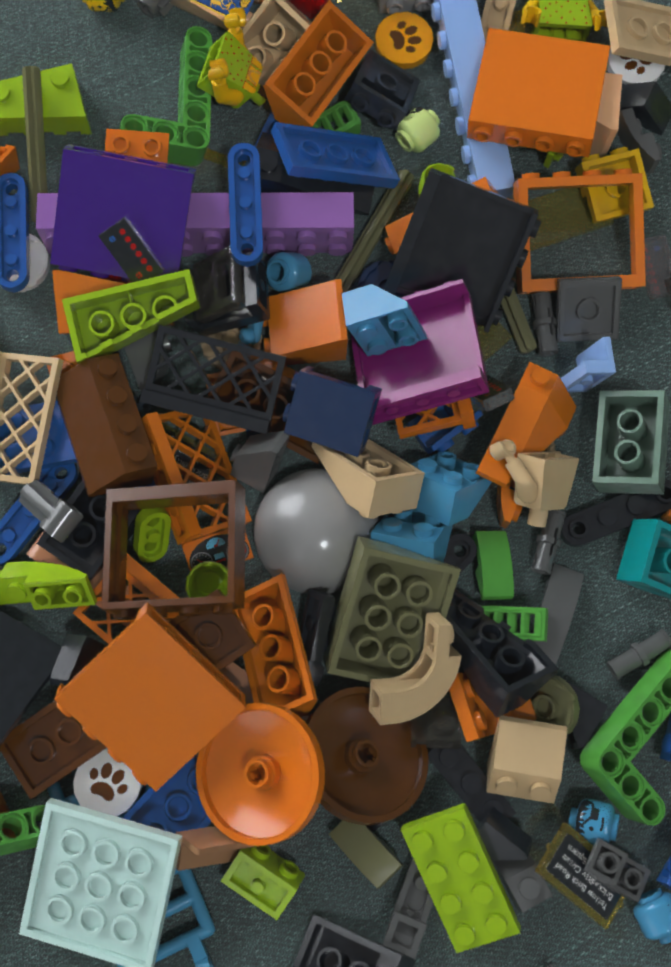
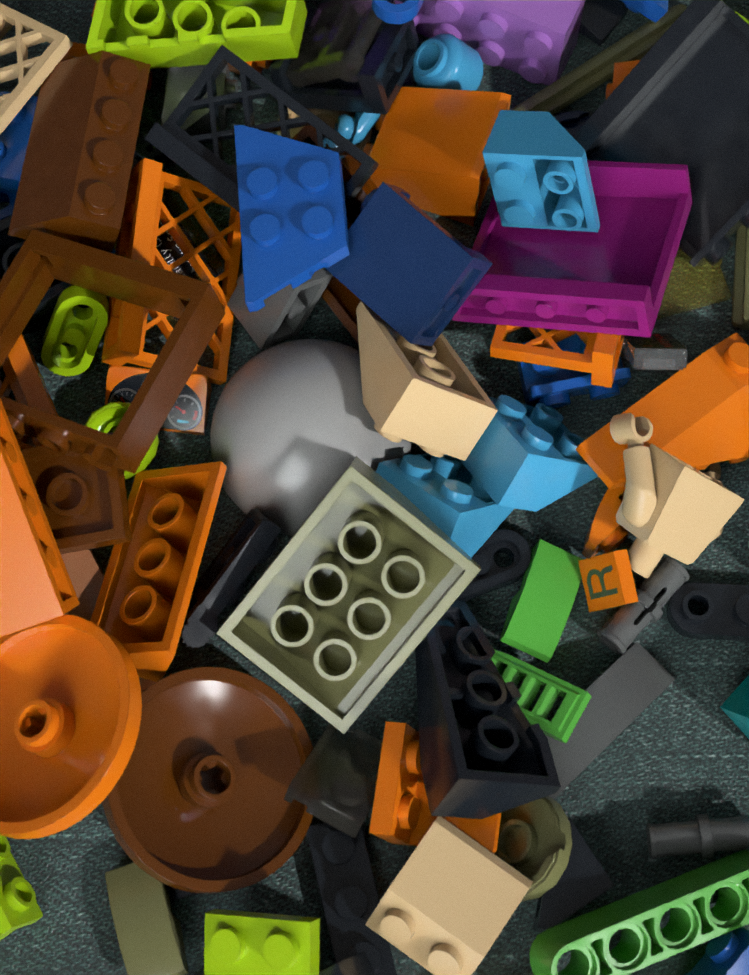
camera: 30 degrees right, 5 degrees down
(250, 410) = (288, 211): none -> blue wing
(422, 686) = (347, 717): tan arch -> none
(525, 538) = (608, 580): none -> orange tile

